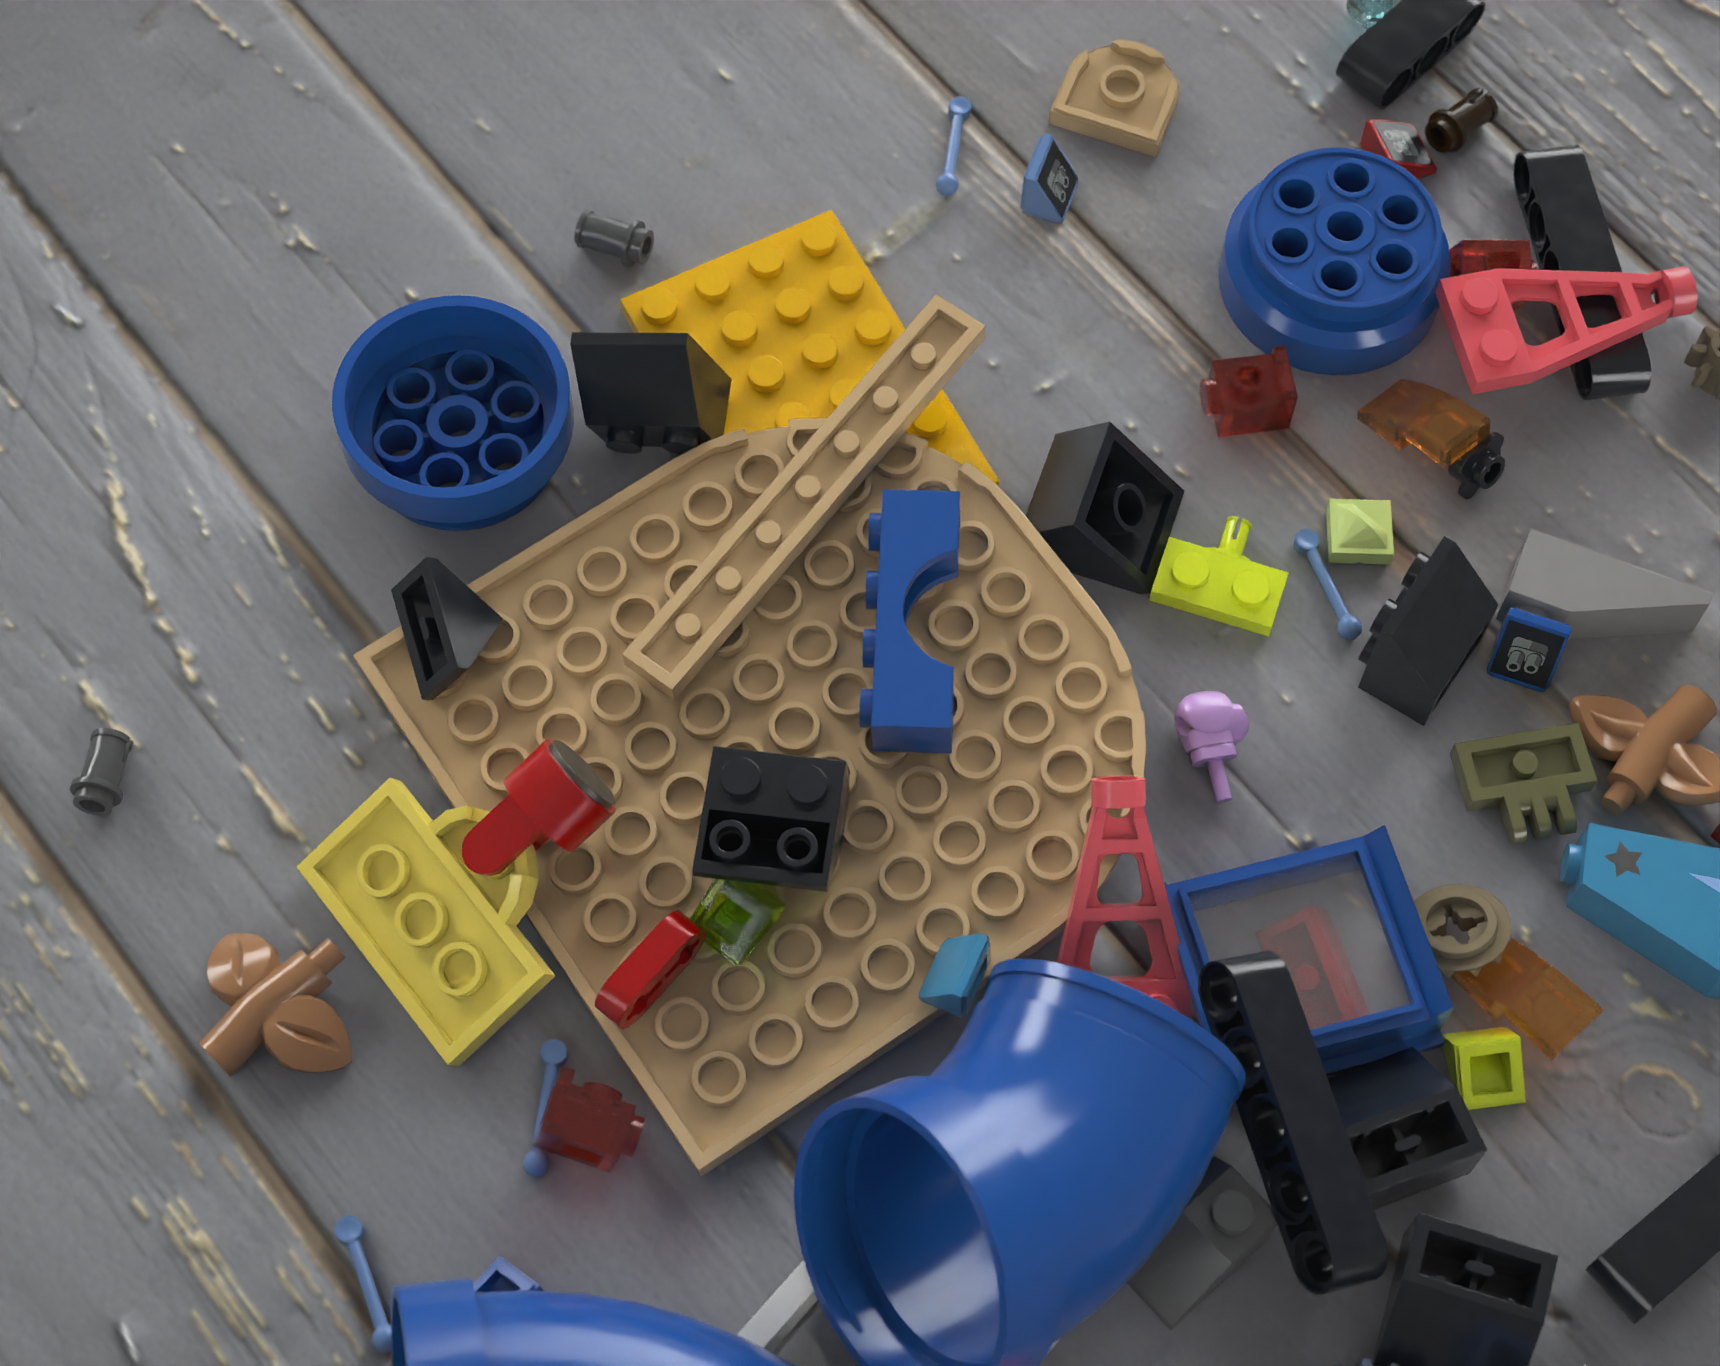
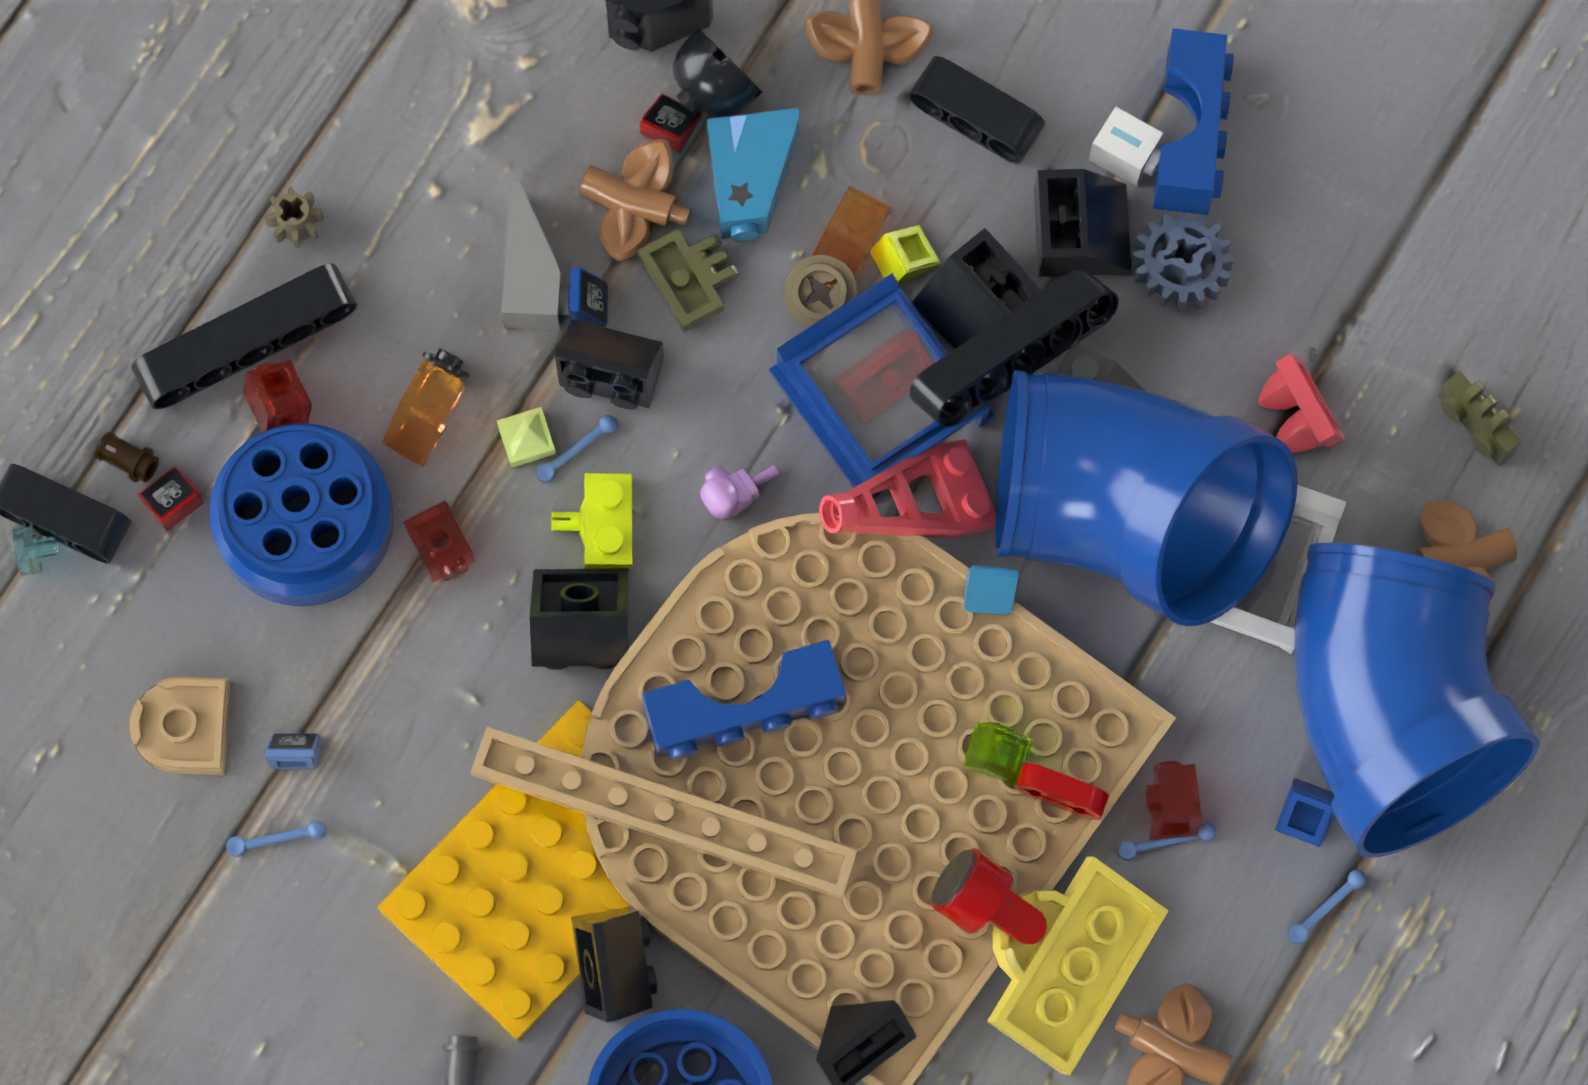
camera: 110 degrees left, 10 degrees up
(772, 819) = (937, 741): black slope -> none
(1490, 339) = (340, 382): coral plate -> none

